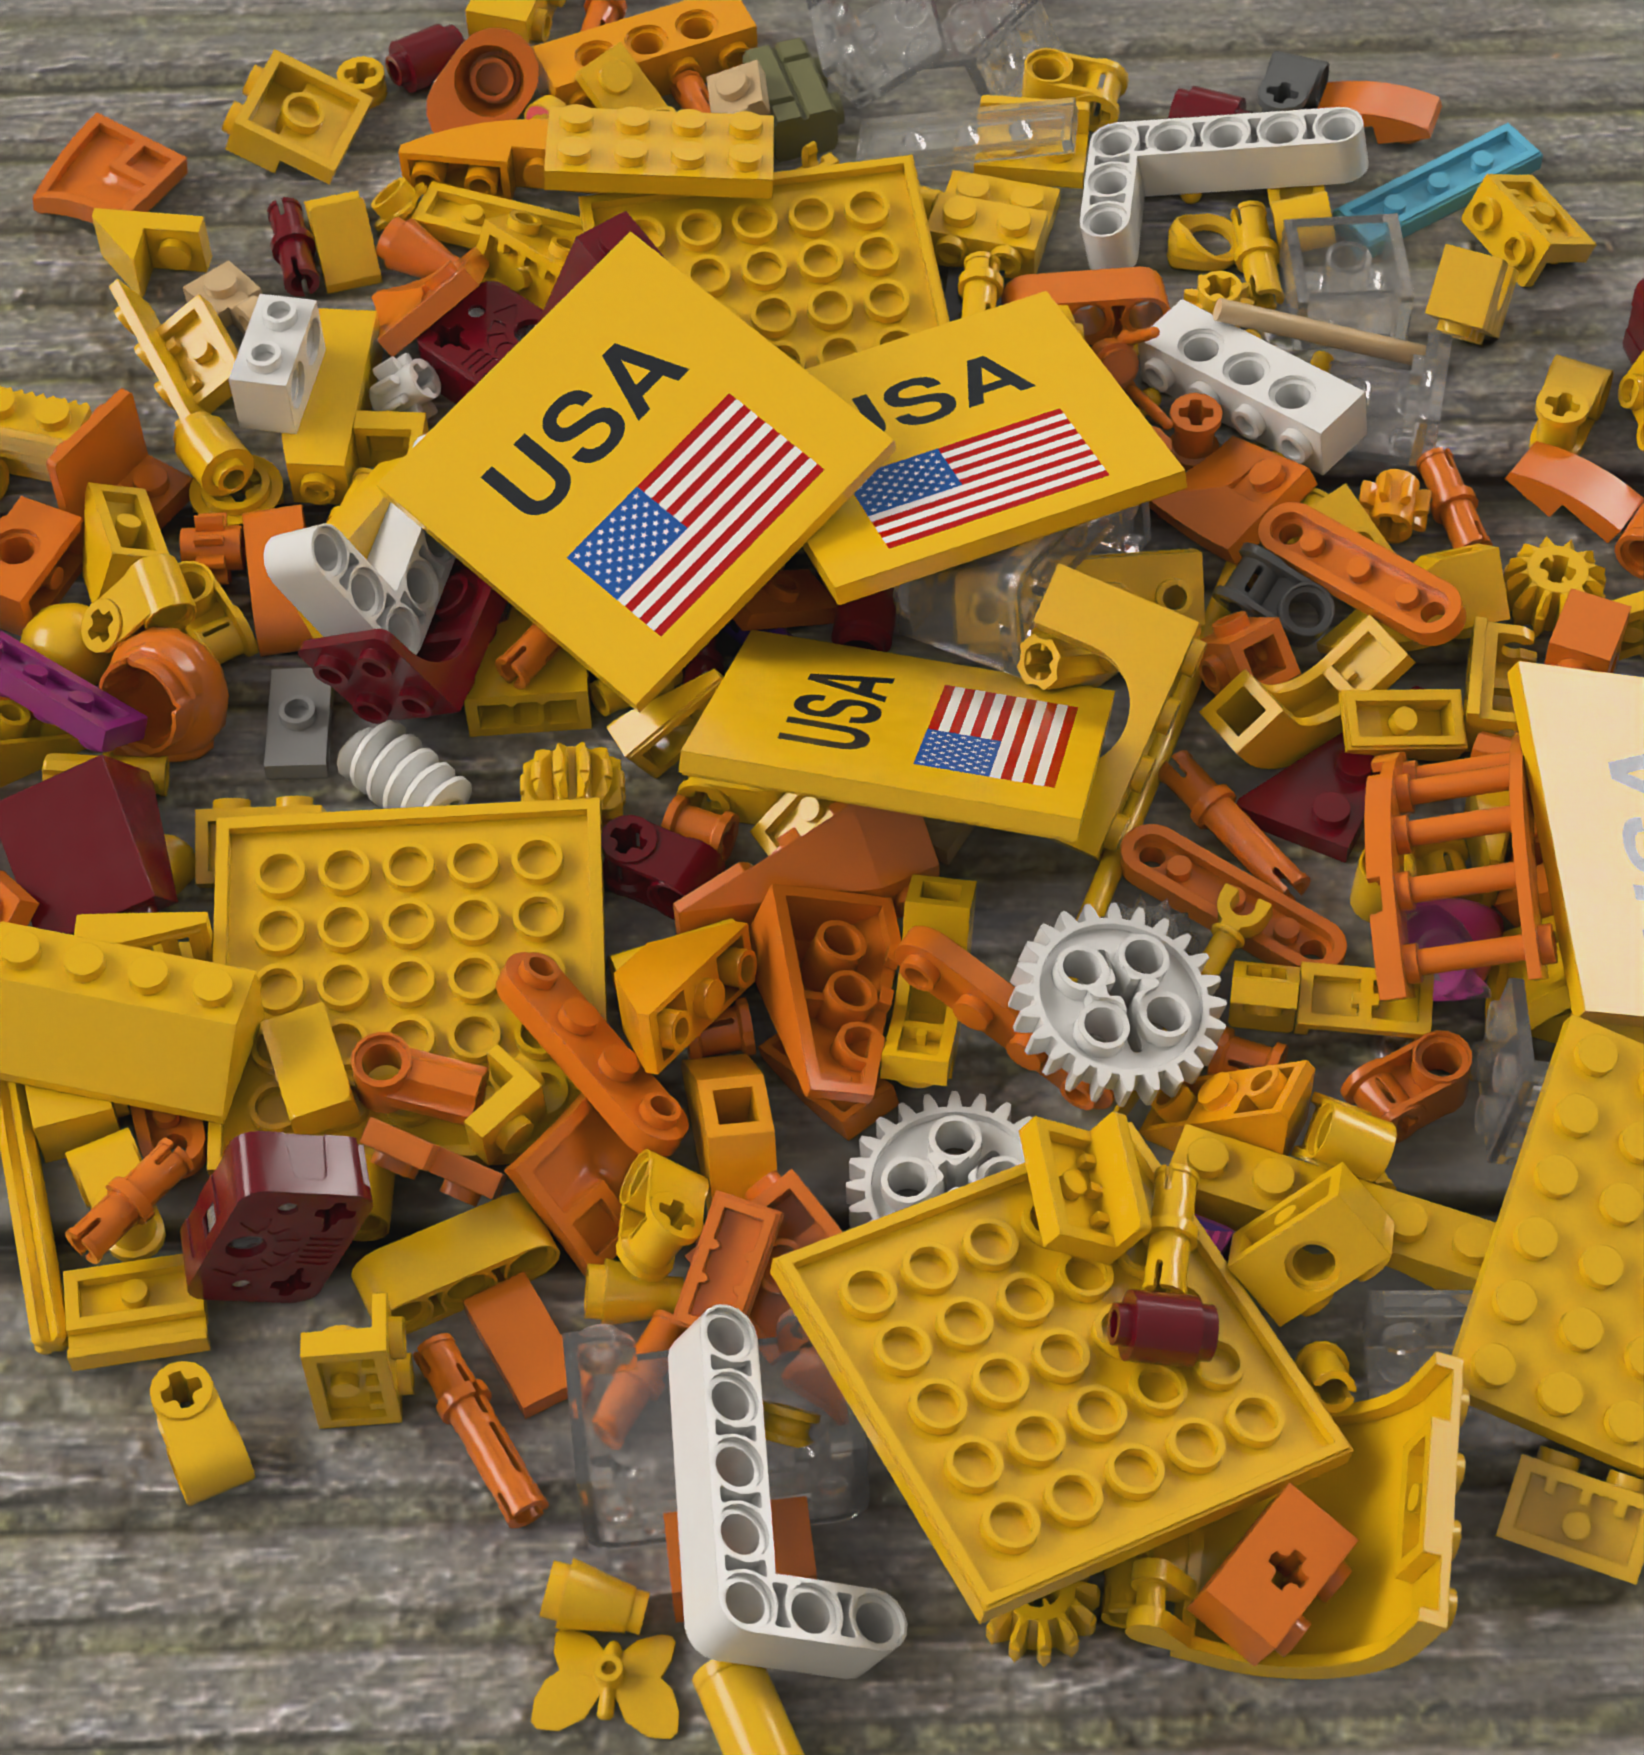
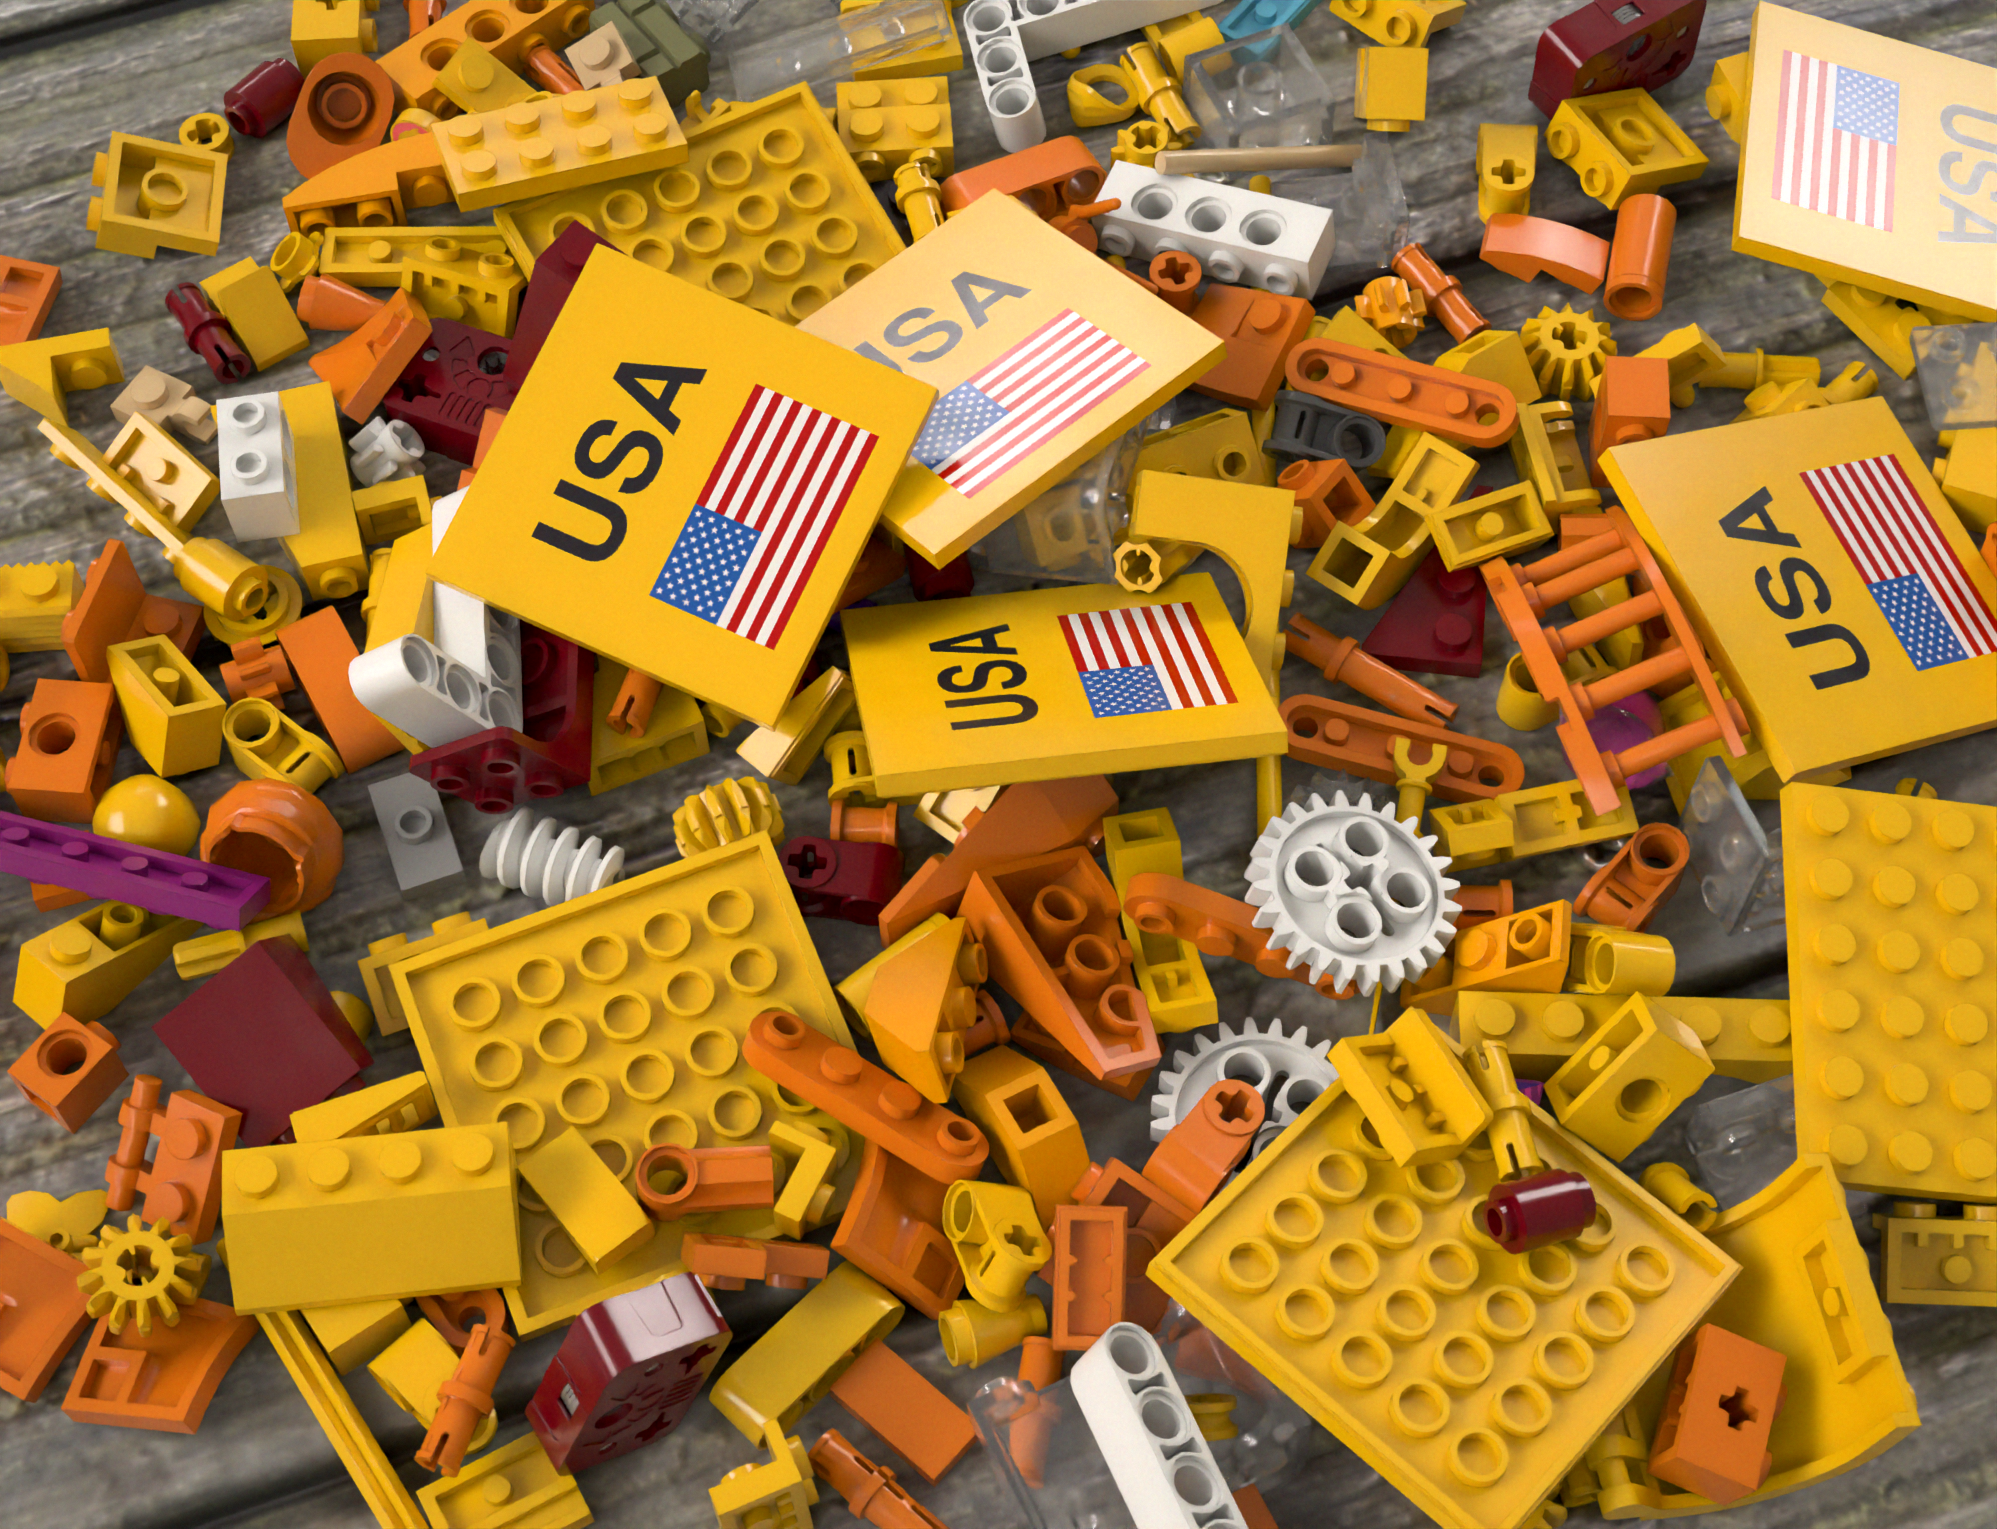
camera: 20 degrees left, 5 degrees up
(146, 596) = (221, 753): yellow piece -> none
(881, 1178) = (1207, 1145): none -> orange piece

